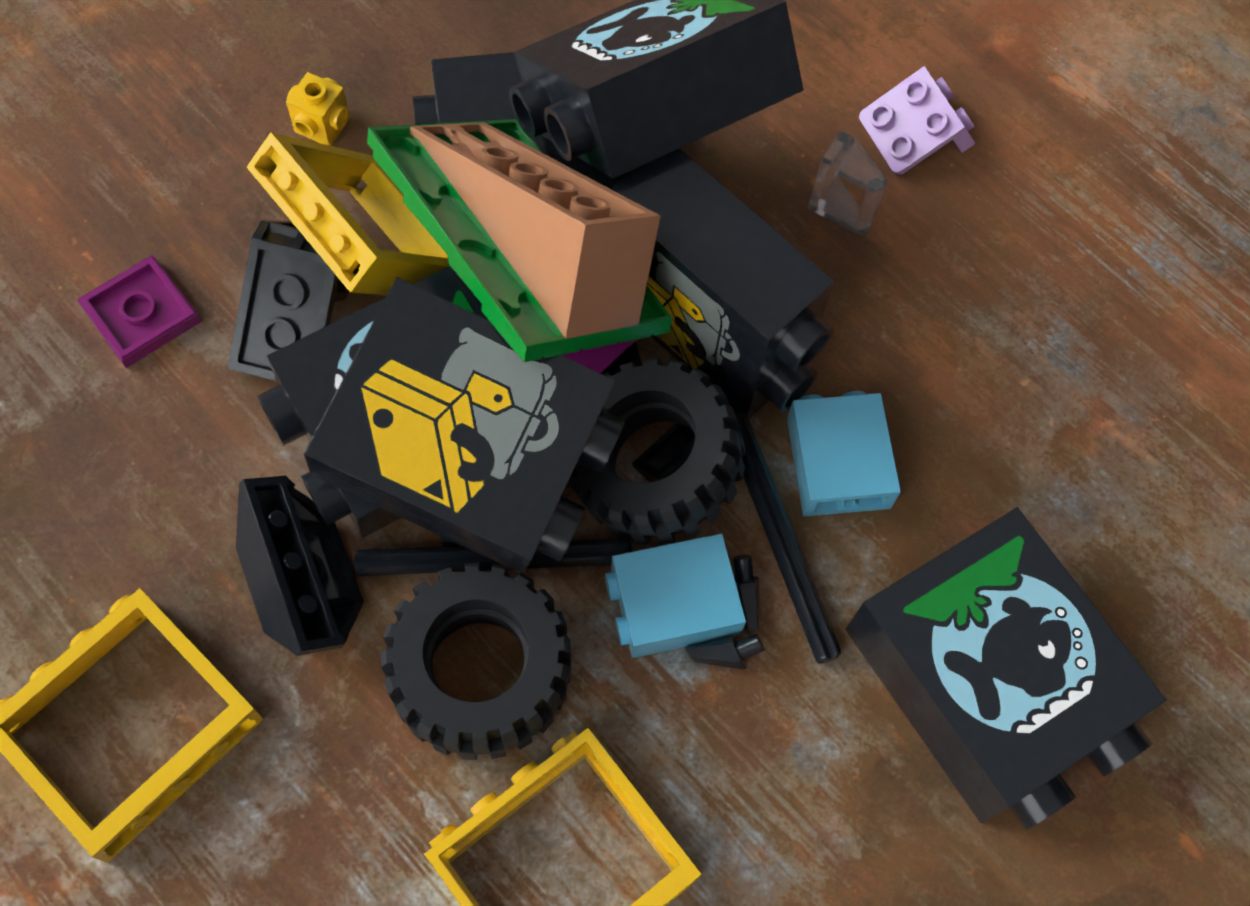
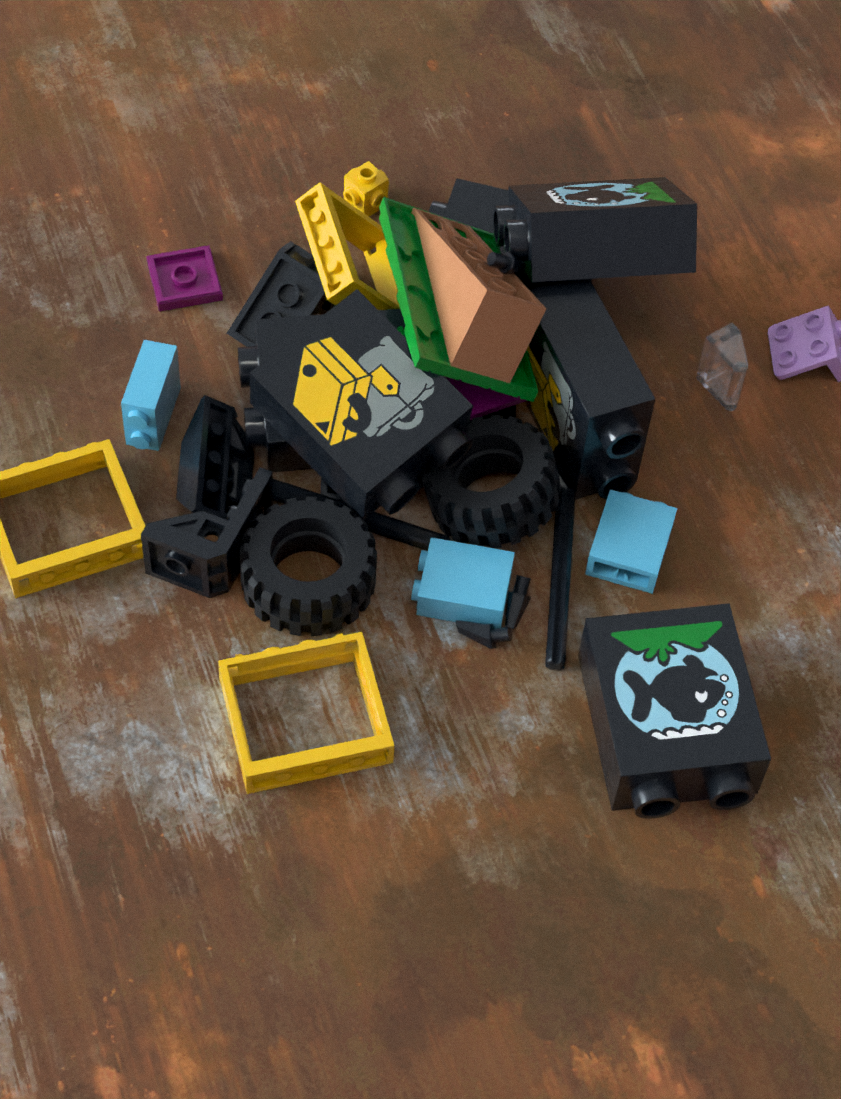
camera: 25 degrees right, 10 degrees down
(168, 501) = (151, 395): none -> medium azure brick
(335, 698) = (182, 556): none -> black bracket
(571, 166) = (506, 263): none -> black bar

